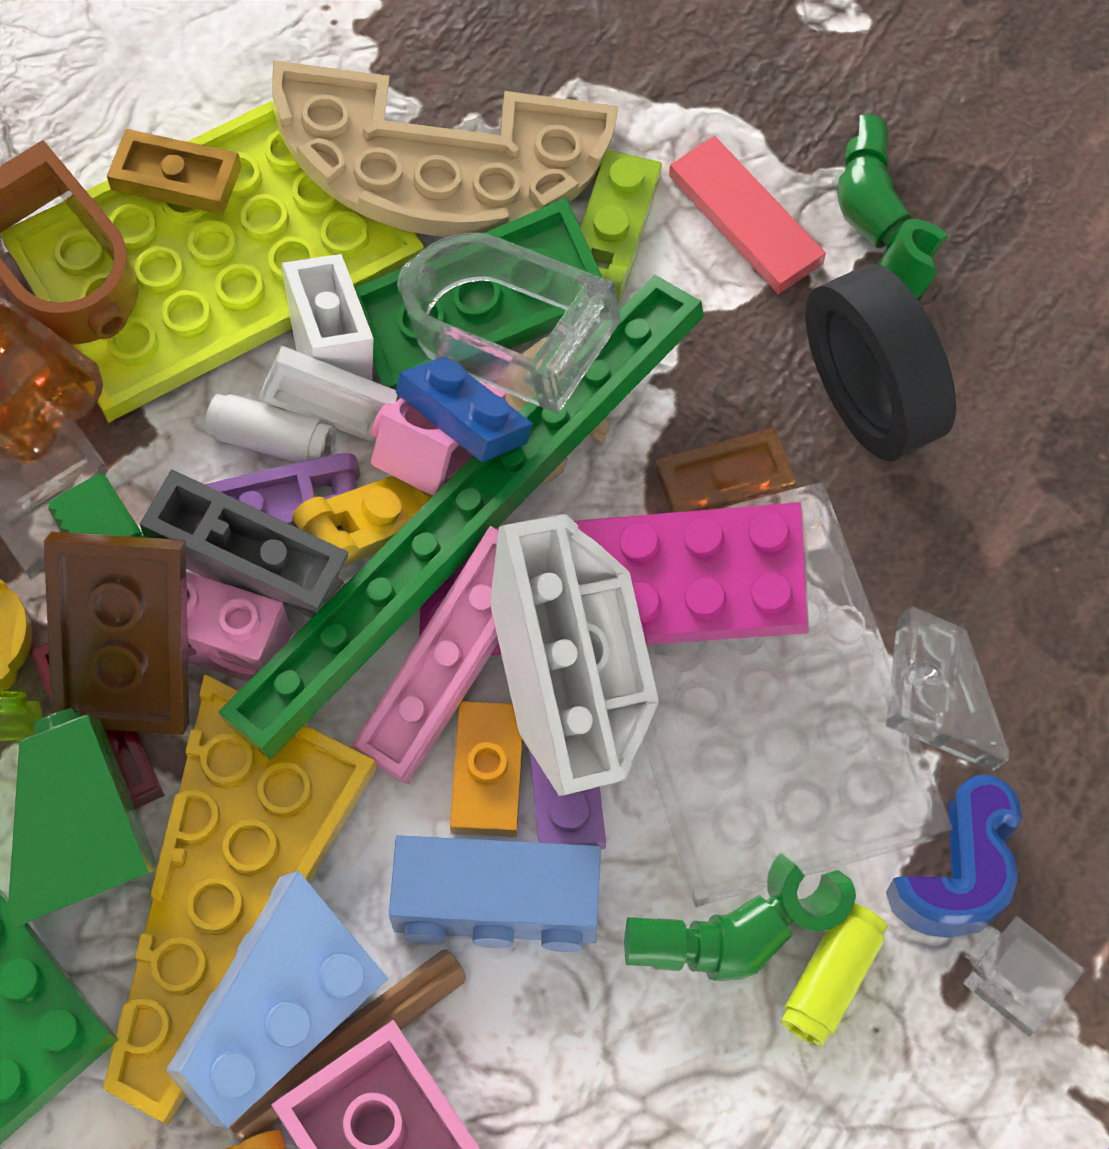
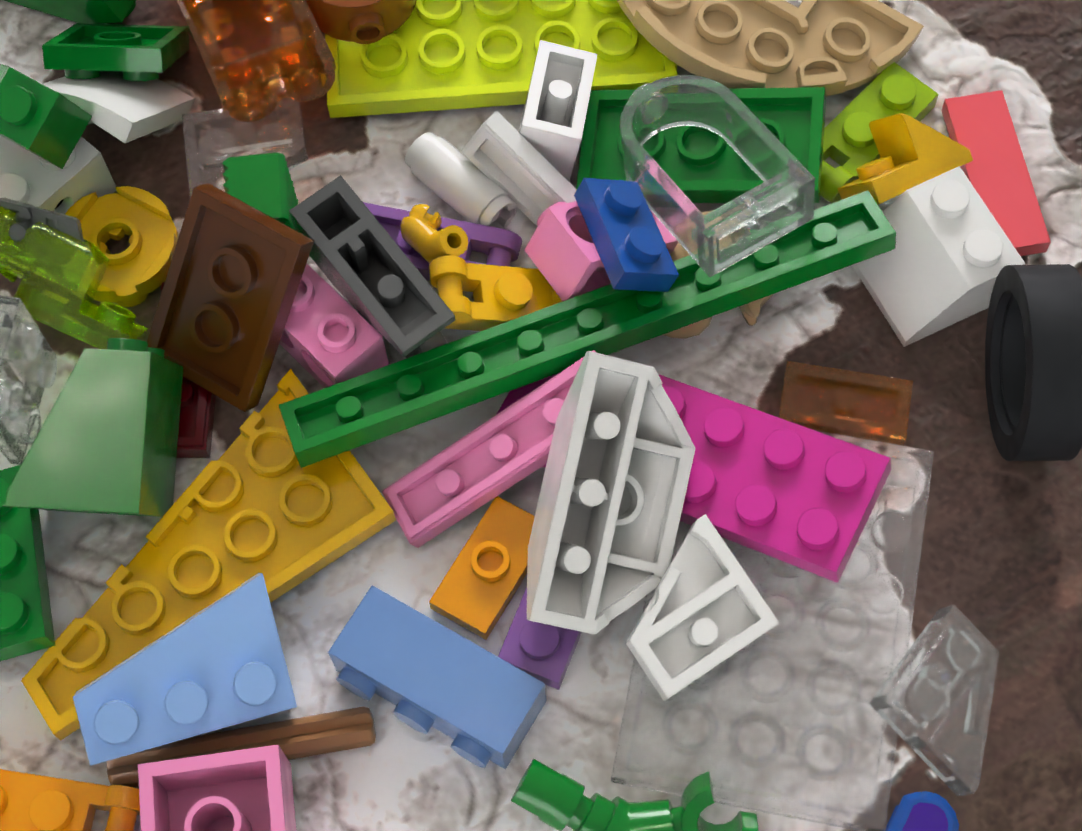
camera: 30 degrees right, 0 degrees up
(282, 498) = (422, 235): none -> yellow arm
(670, 233) = (908, 157): none -> yellow slope
(702, 718) = (698, 613): none -> white wing
(749, 305) = (942, 257): none -> white slope

